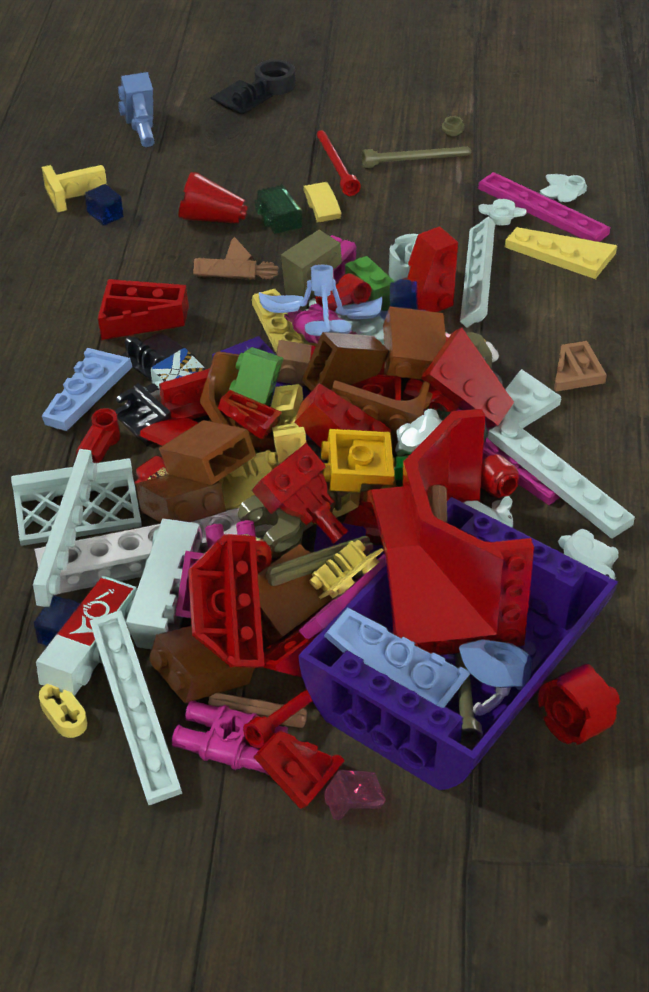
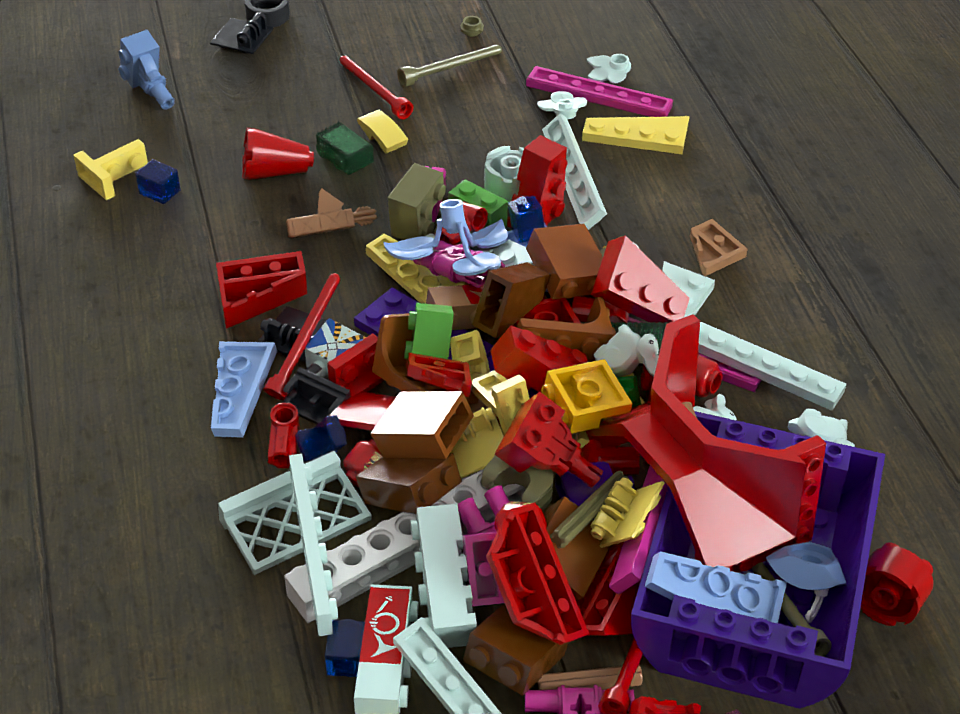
camera: 20 degrees left, 0 degrees up
(113, 392) = (275, 385): none -> red piece
(129, 446) = (321, 439): none -> clear blue bracket

